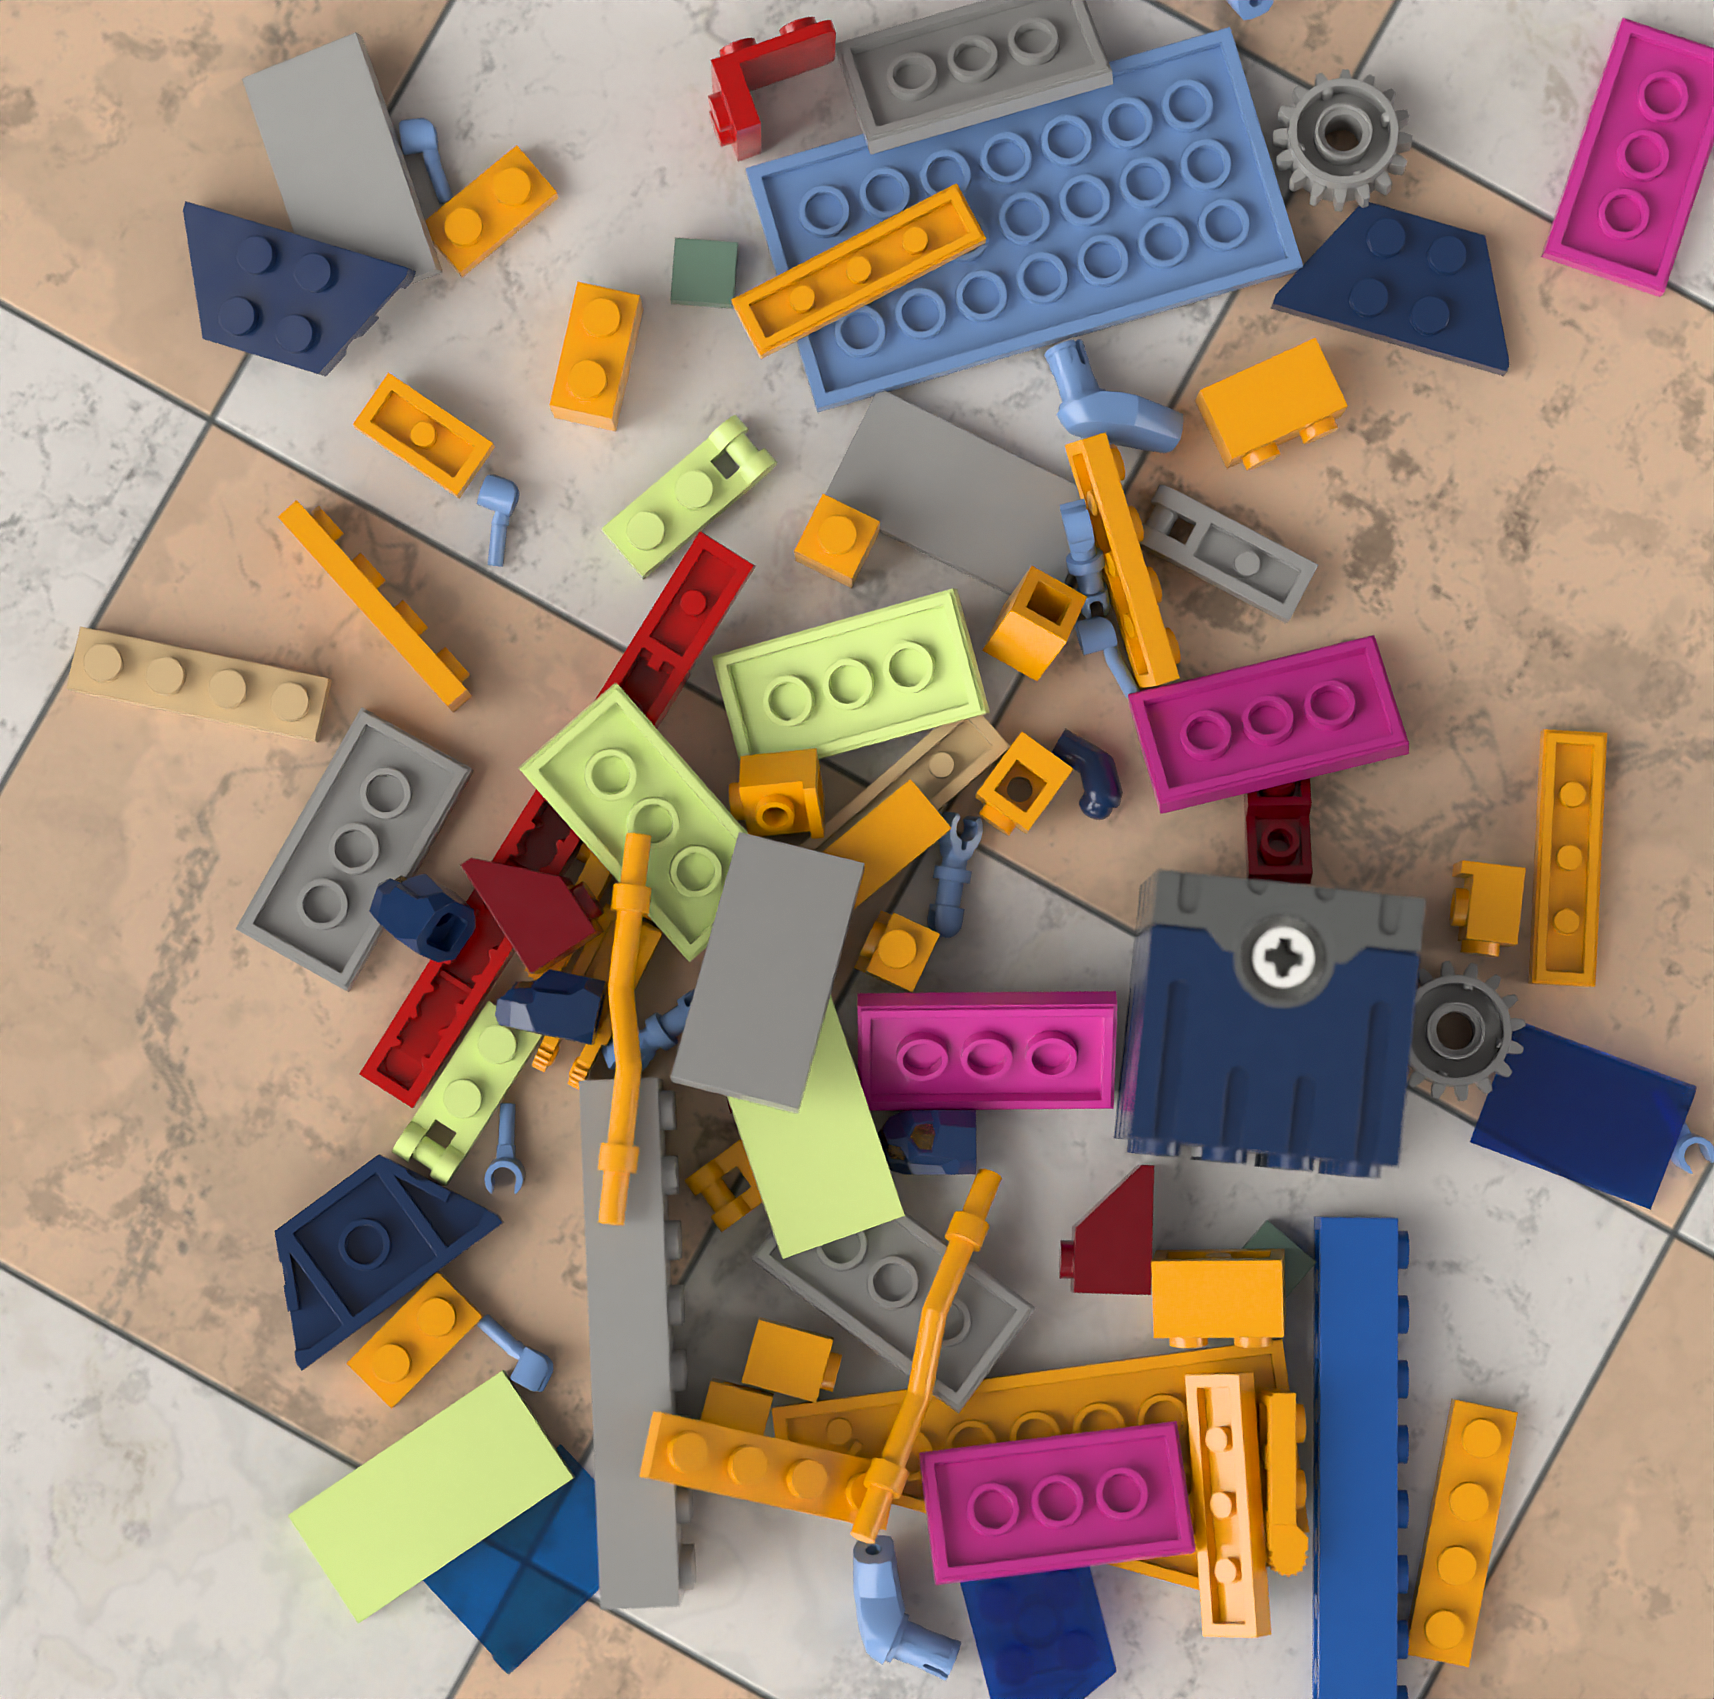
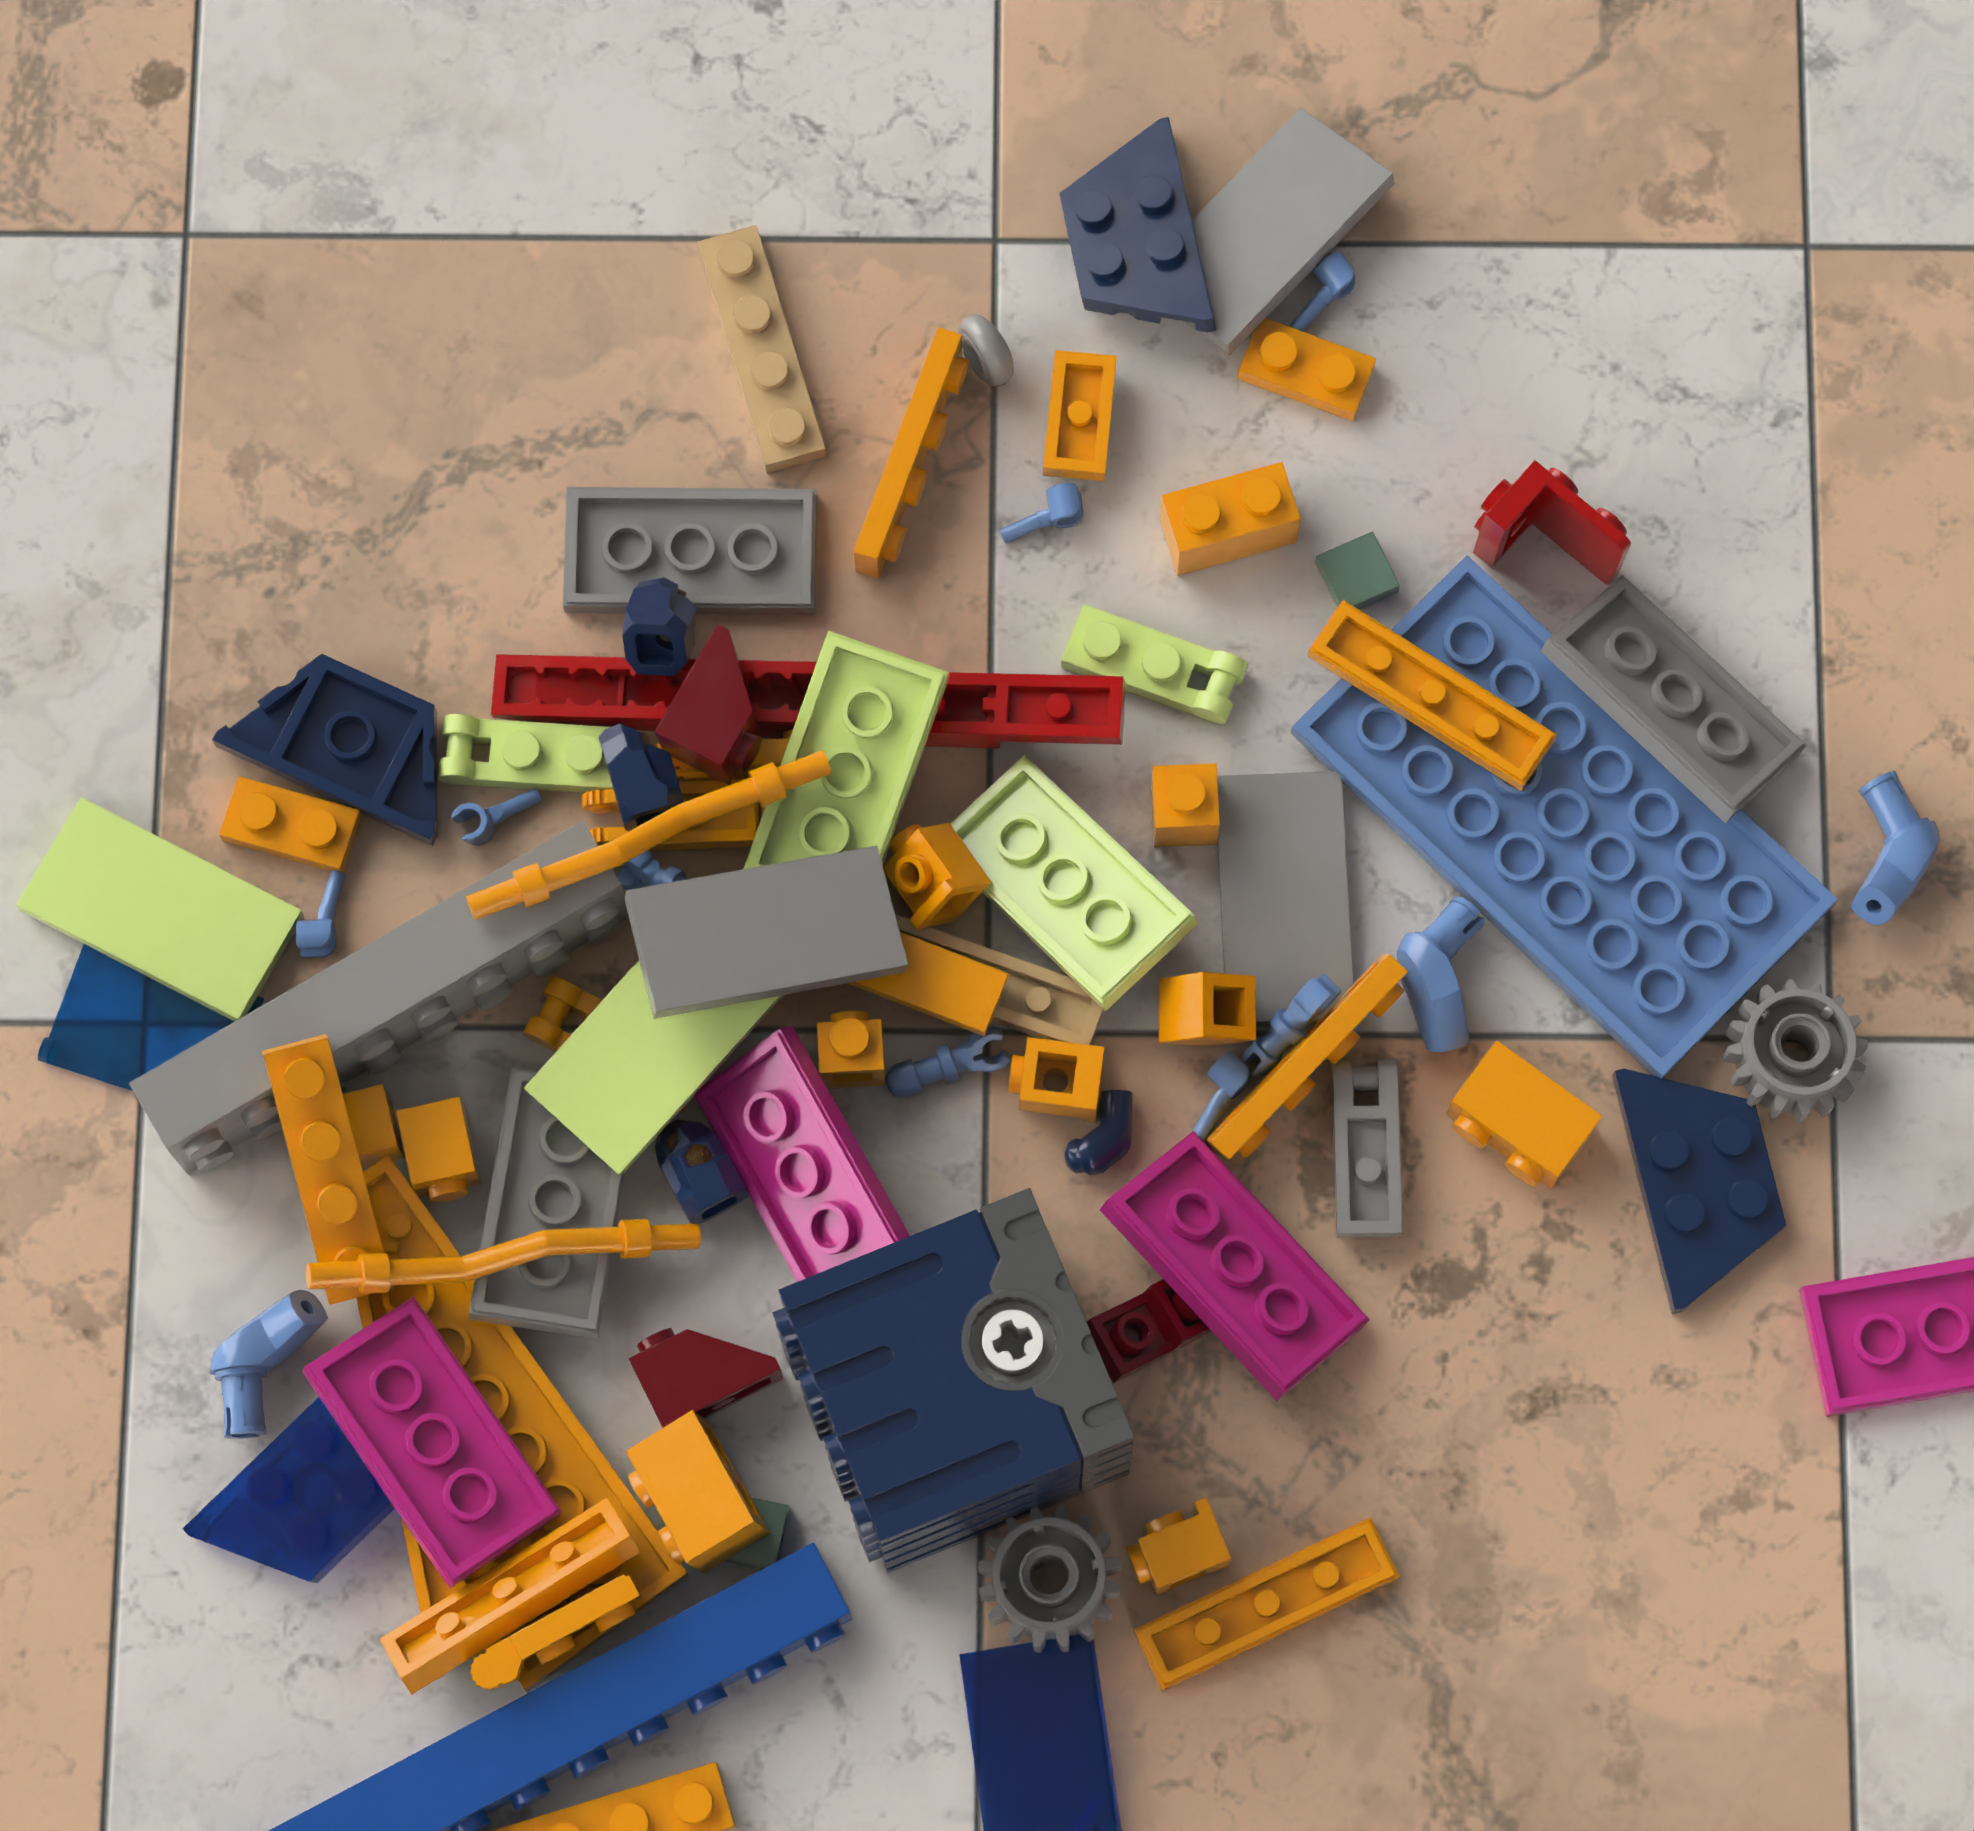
camera: 65 degrees right, 10 degrees down
(316, 485) = (986, 350): none -> light grey piece

